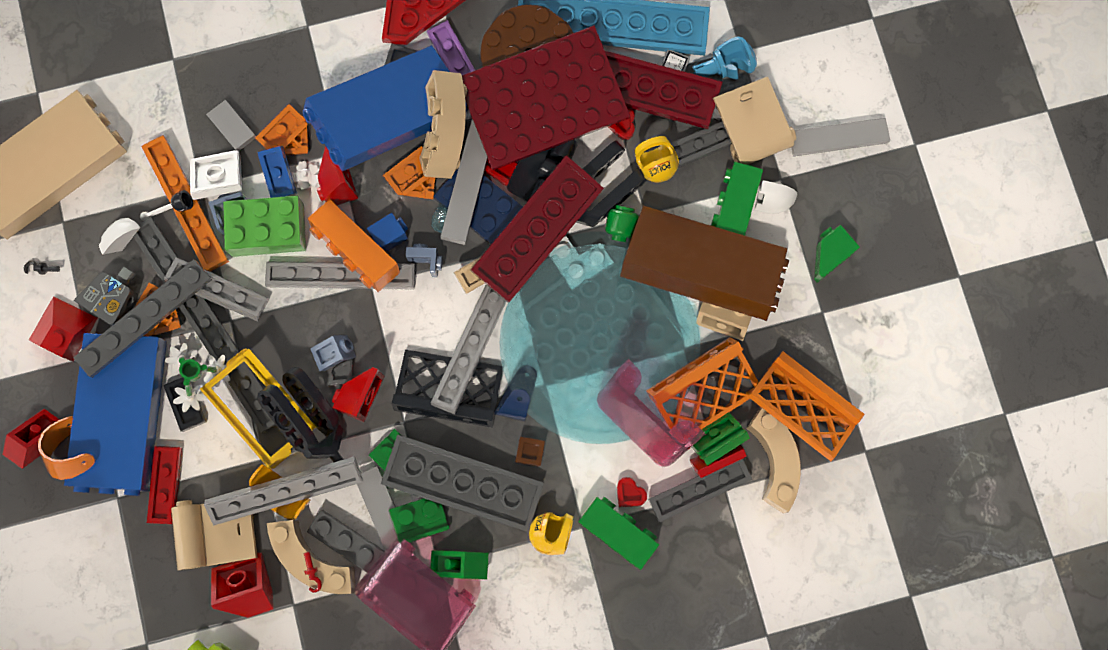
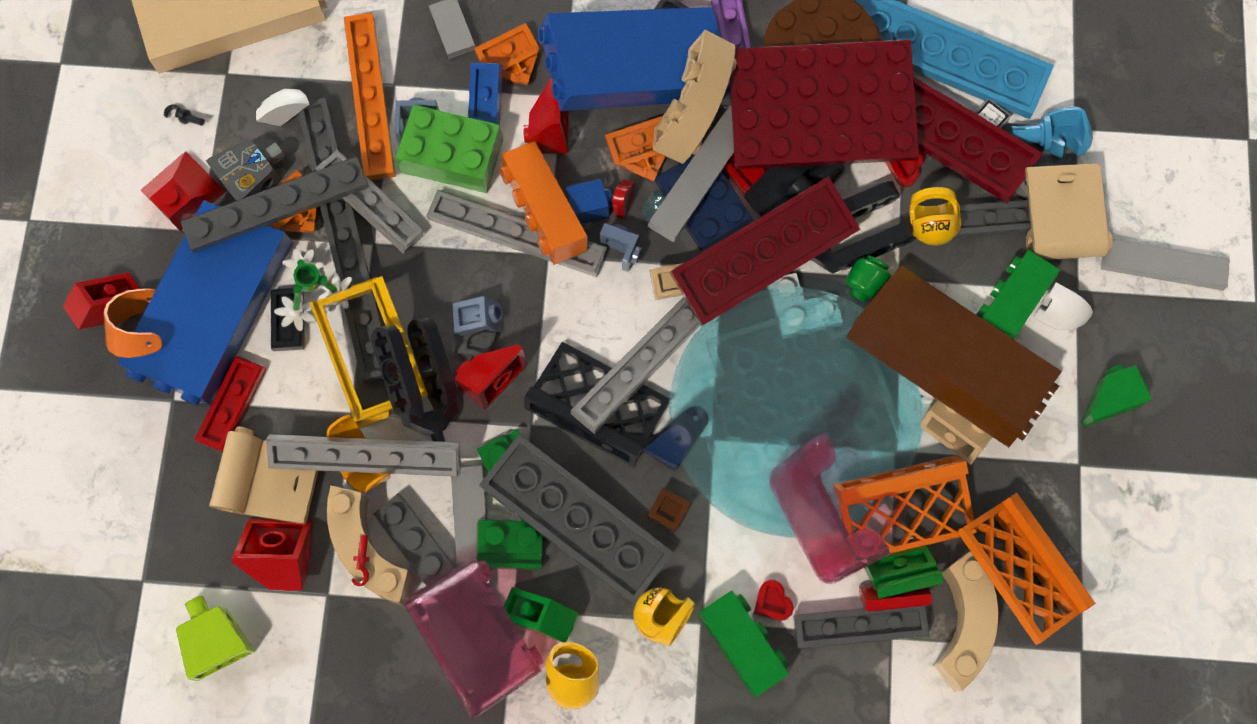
camera: 20 degrees right, 5 degrees down
(180, 201) = (364, 89): black hinge -> none
(215, 175) = (415, 74): white tile -> none
(305, 175) = (516, 109): white plant -> none
(413, 220) = (622, 198): none -> red tile
(500, 607) = (572, 684): none -> yellow helmet

